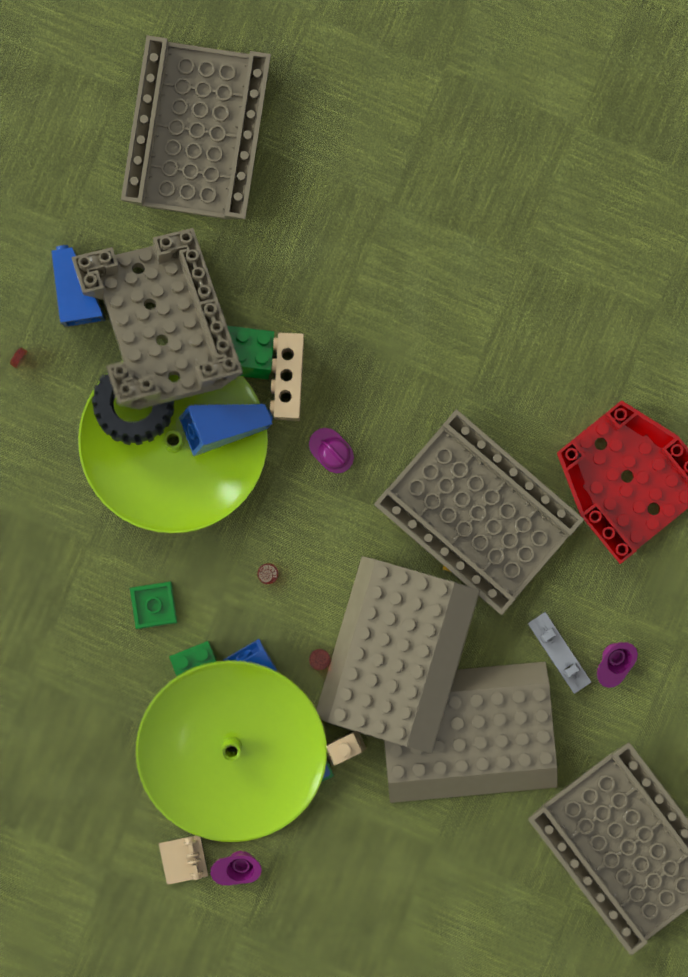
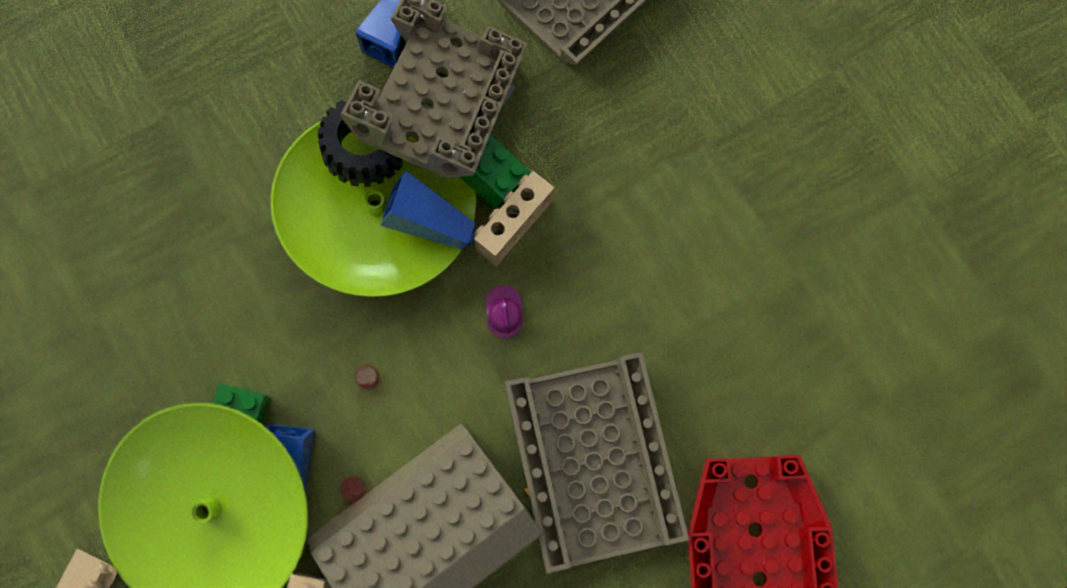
camera: 30 degrees right, 10 degrees down
(18, 357) = (303, 46): clear red tile -> none
(153, 605) = (247, 330): green tile -> none

